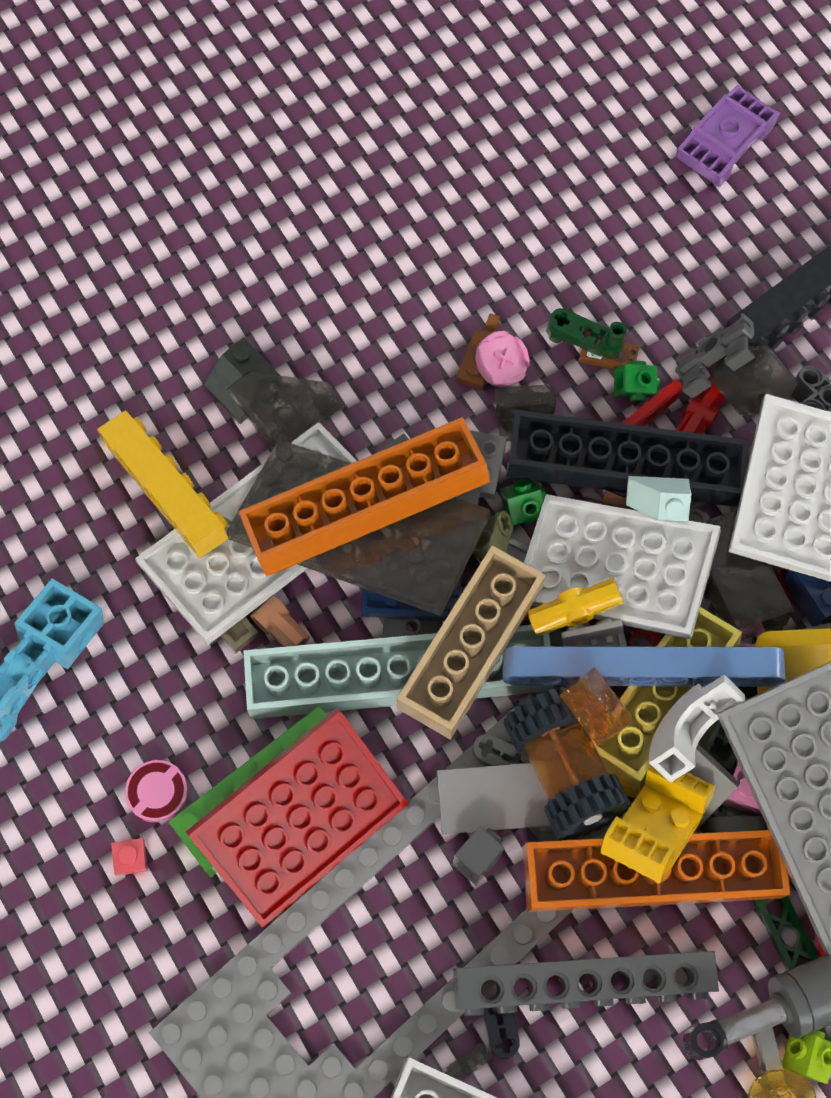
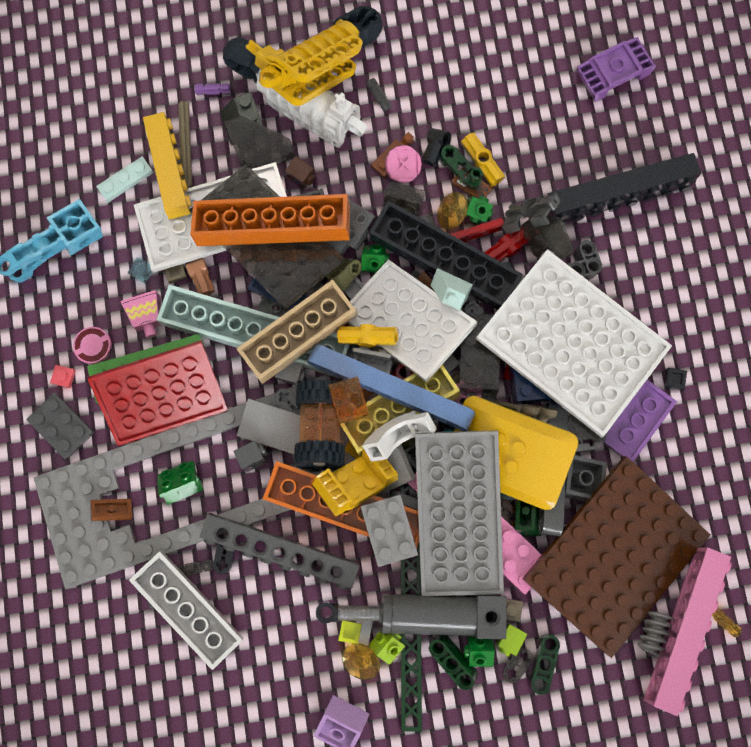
camera: 30 degrees right, 10 degrees up
(102, 529) = (124, 179): none -> light aqua plate
(157, 935) = (60, 426): none -> dark grey plate
(168, 435) = (185, 141): none -> dark tan axle
(180, 356) = (212, 89): none -> medium lavender axle
(183, 650) = (140, 270): none -> clear light blue plate
(218, 709) = (143, 312): none -> bright pink torso
(297, 1029) = (111, 509): none -> dark orange plate
(310, 319) = (324, 115): none -> white piece
(327, 253) = (317, 57): none -> yellow piece
(362, 424) = (300, 172): none -> reddish brown brick
(383, 943) = (179, 482): none -> green bracket
(422, 280) = (379, 94): none -> dark grey axle
(481, 713) = (292, 374): none -> light grey brick
(535, 312) = (436, 141): none -> black piece
(595, 304) = (477, 150): none -> yellow piece
(610, 395) = (452, 210): none -> clear yellow dish
(742, 874) = (389, 530): none -> light grey brick
(744, 1061) = (350, 632): none -> neon yellow plate

